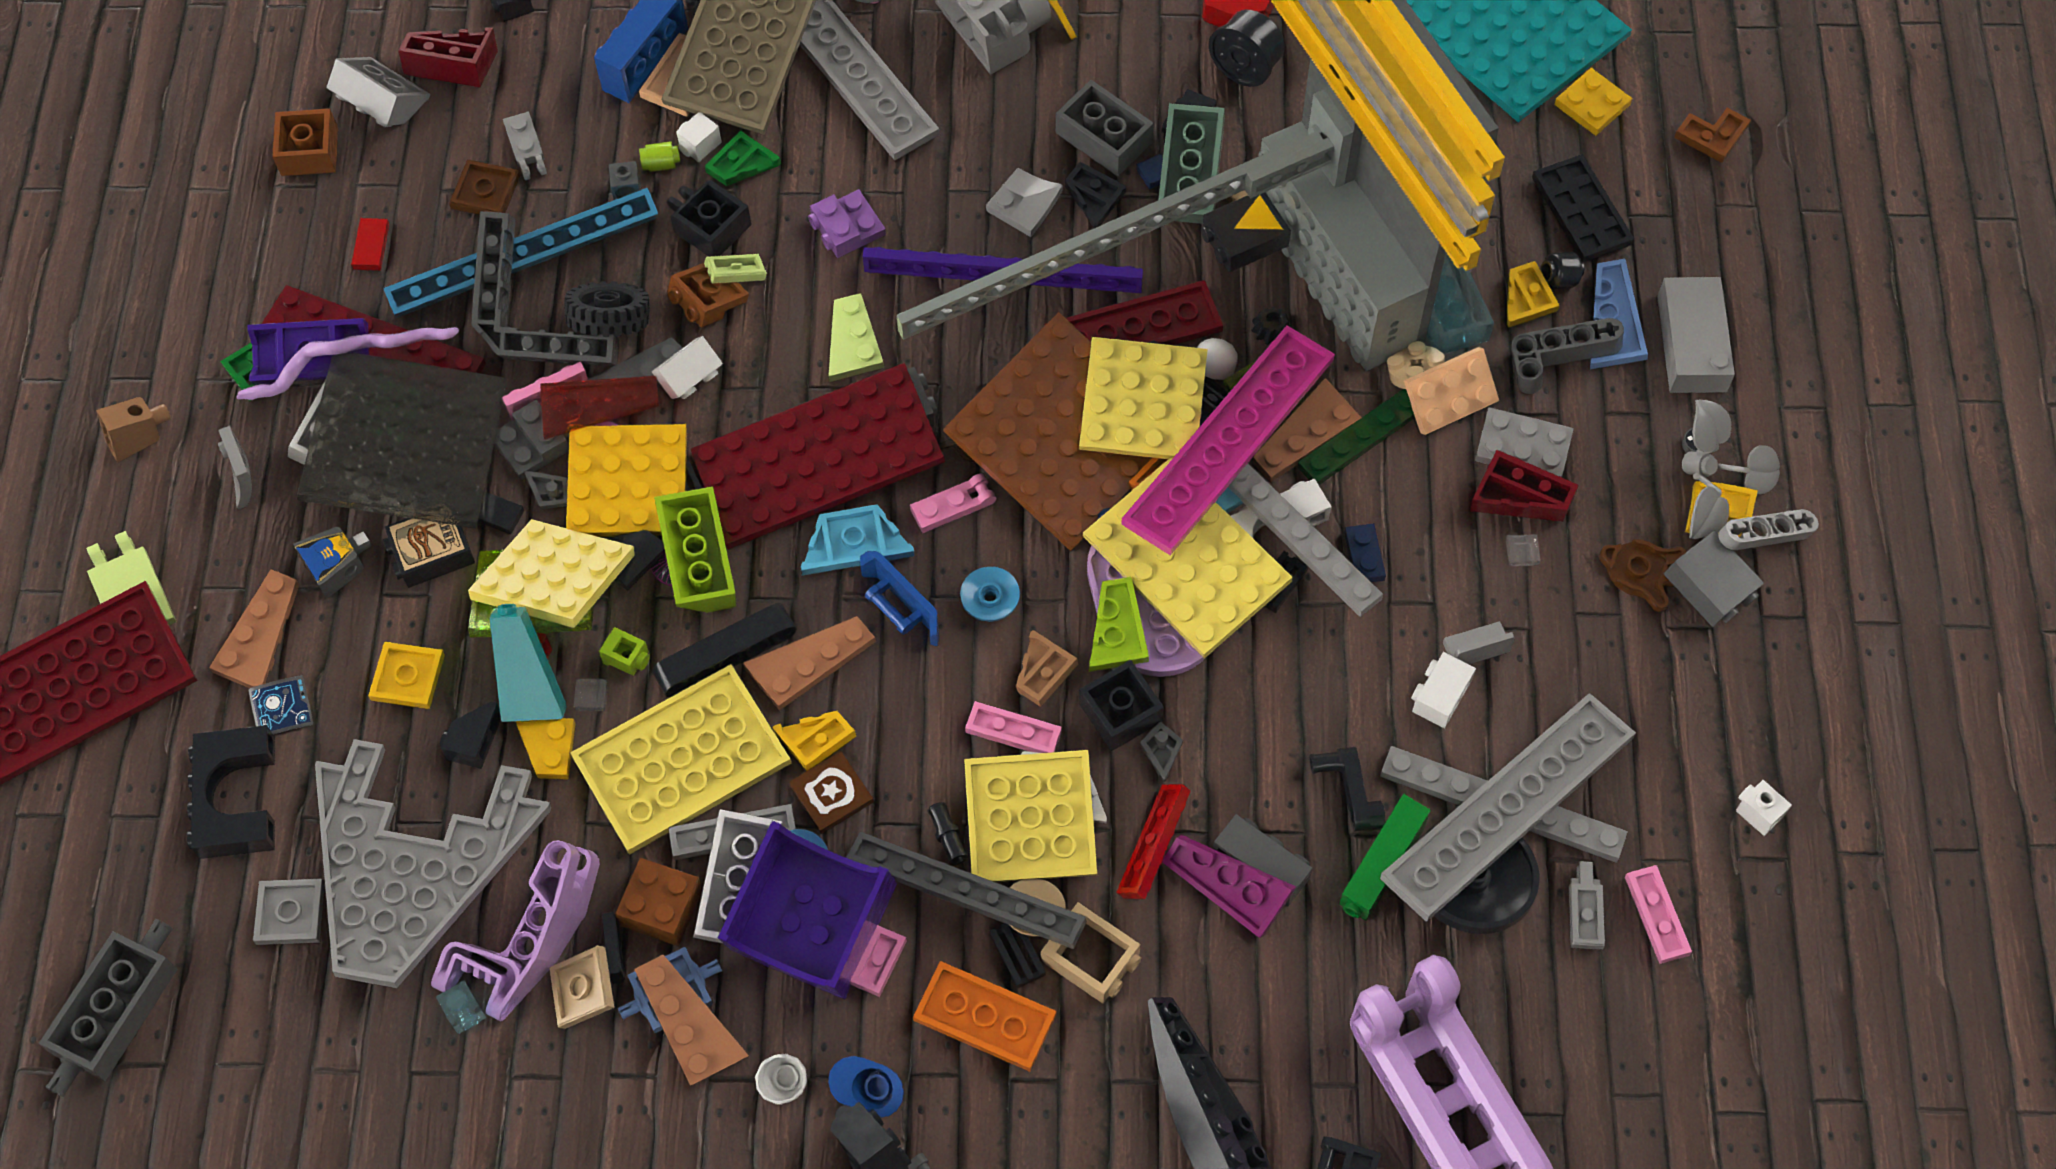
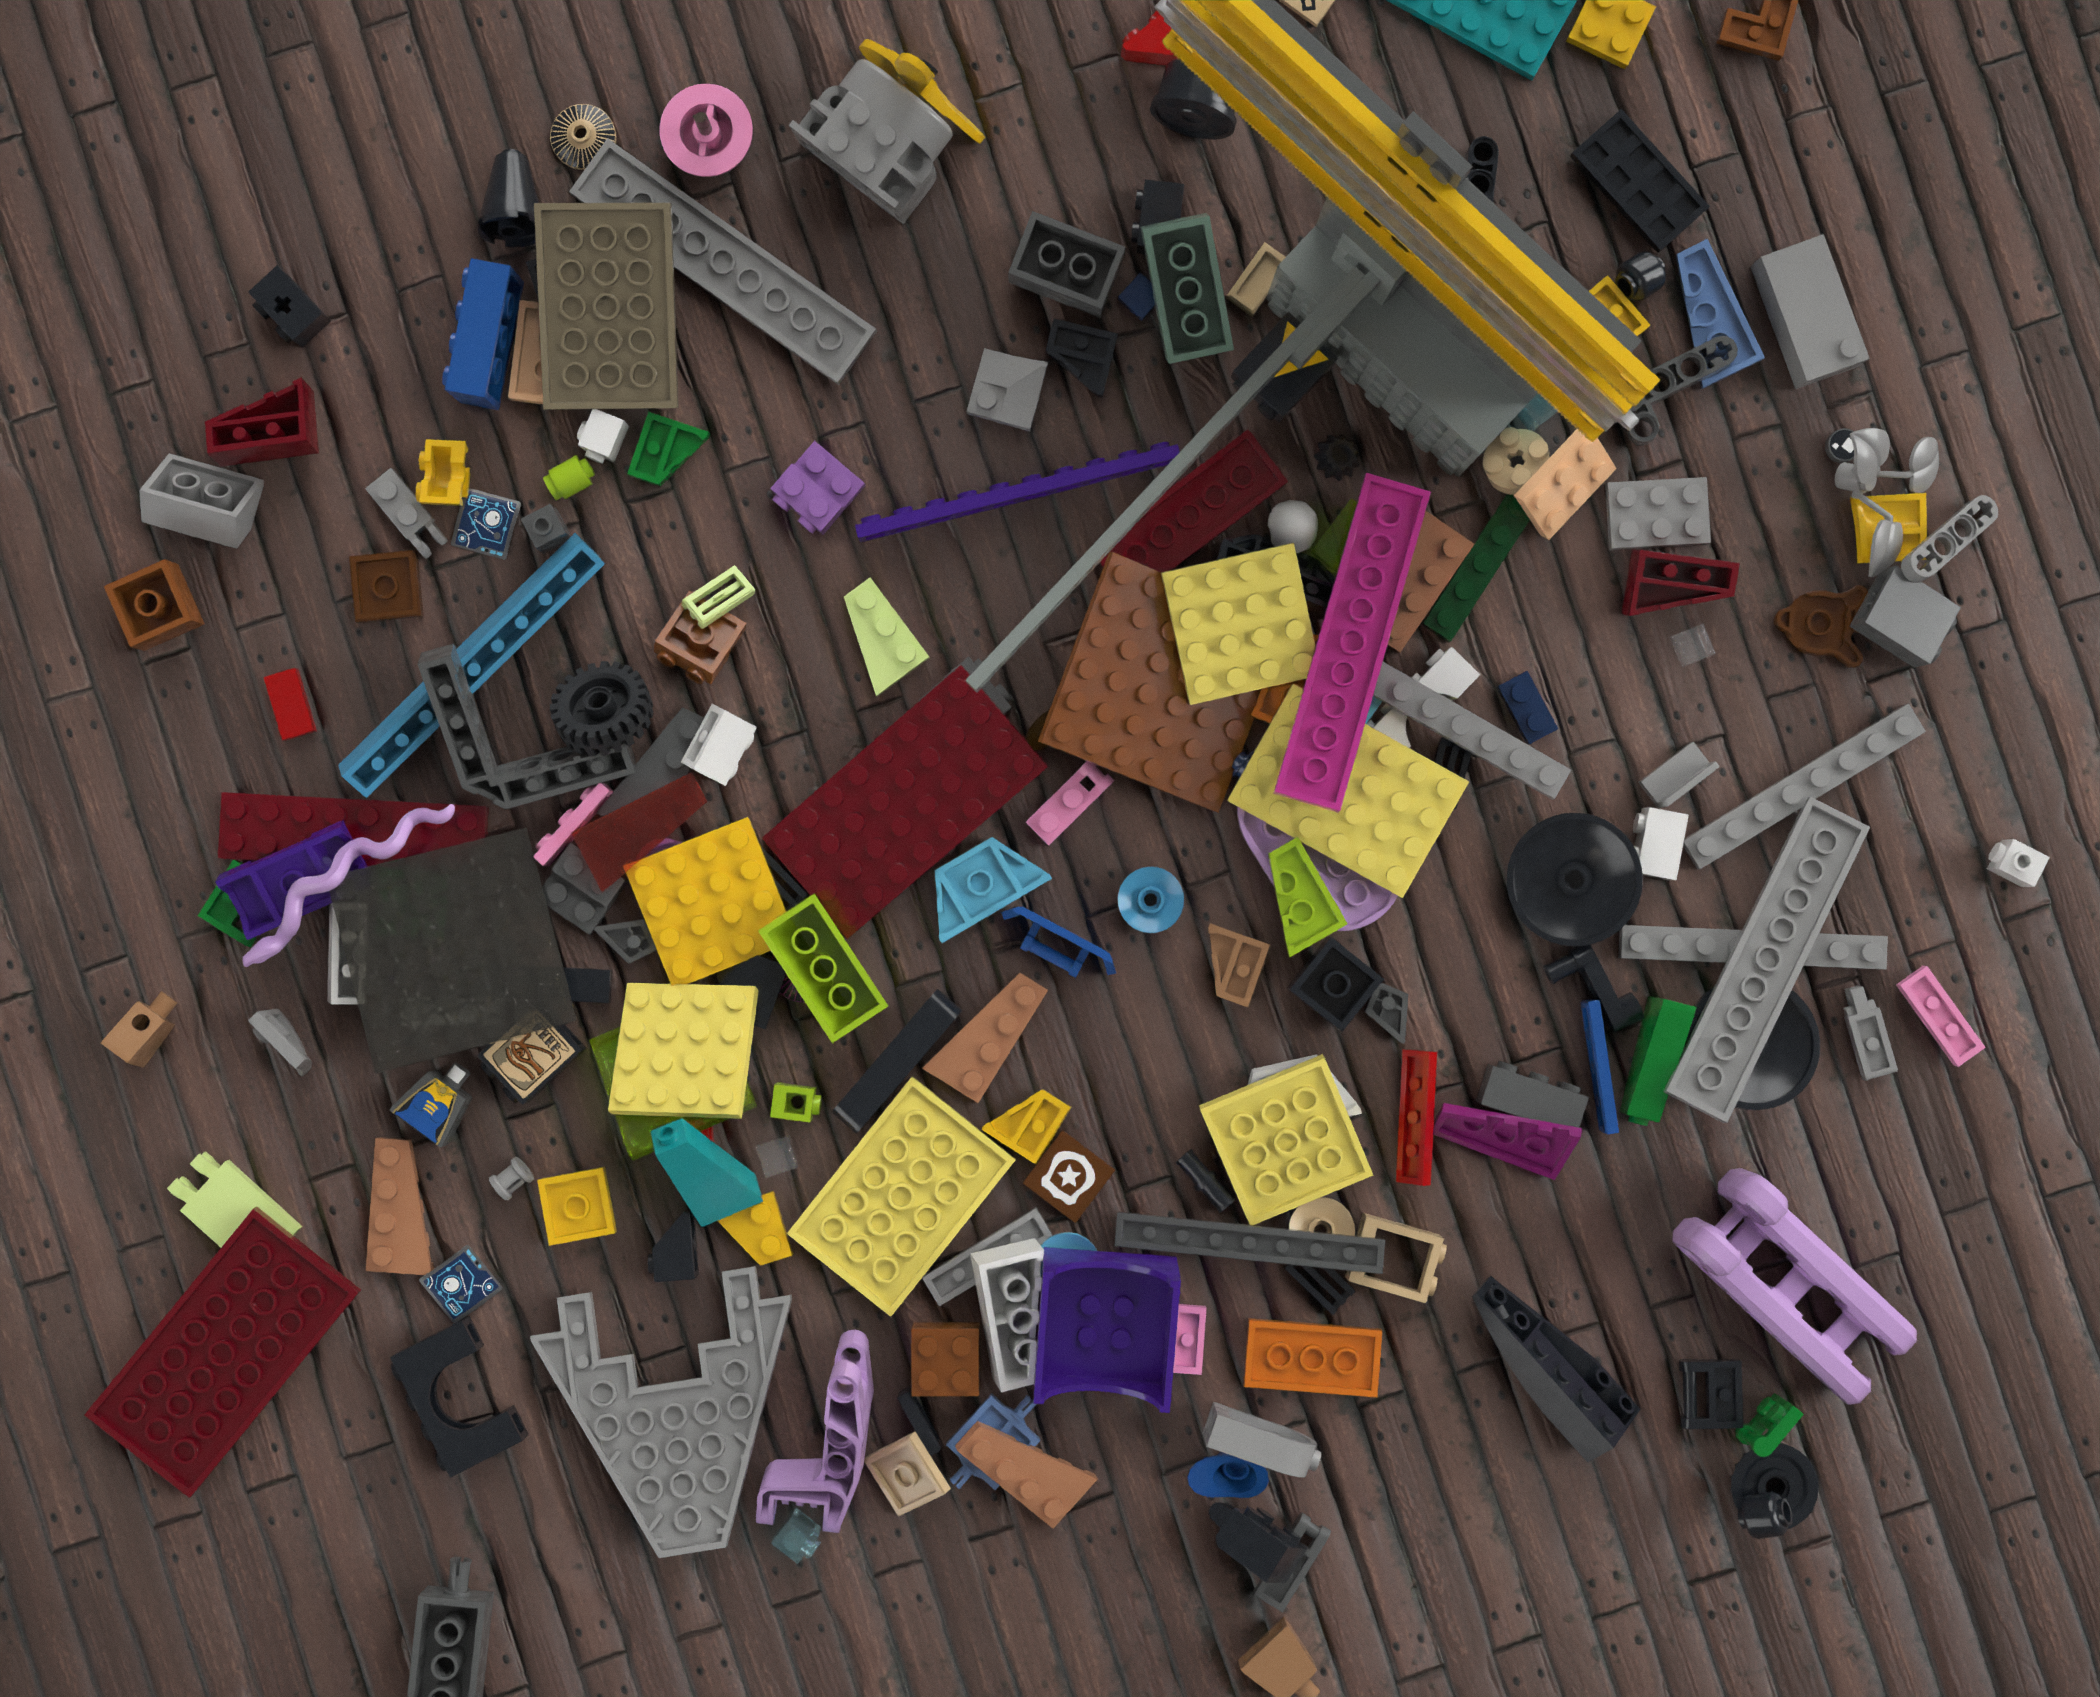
camera: 20 degrees left, 25 degrees up
(289, 911) = (577, 1498): light grey plate -> none
(371, 628) = (511, 1178): none -> light grey bush
(566, 124) = (445, 473): none -> yellow cylinder
(580, 172) = (485, 523): none -> sticker
(709, 218) = (652, 527): black hinge -> none
(781, 1078) = (1140, 1495): white hair -> none
(916, 1067) = (1260, 1441): none -> light grey window
(1012, 729) = (1230, 1043): bright pink plate -> none
(1332, 853) = (1599, 1066): none -> blue tile
(1359, 690) = (1574, 879): none -> black dish
(1603, 684) = (1808, 781): none -> light grey plate

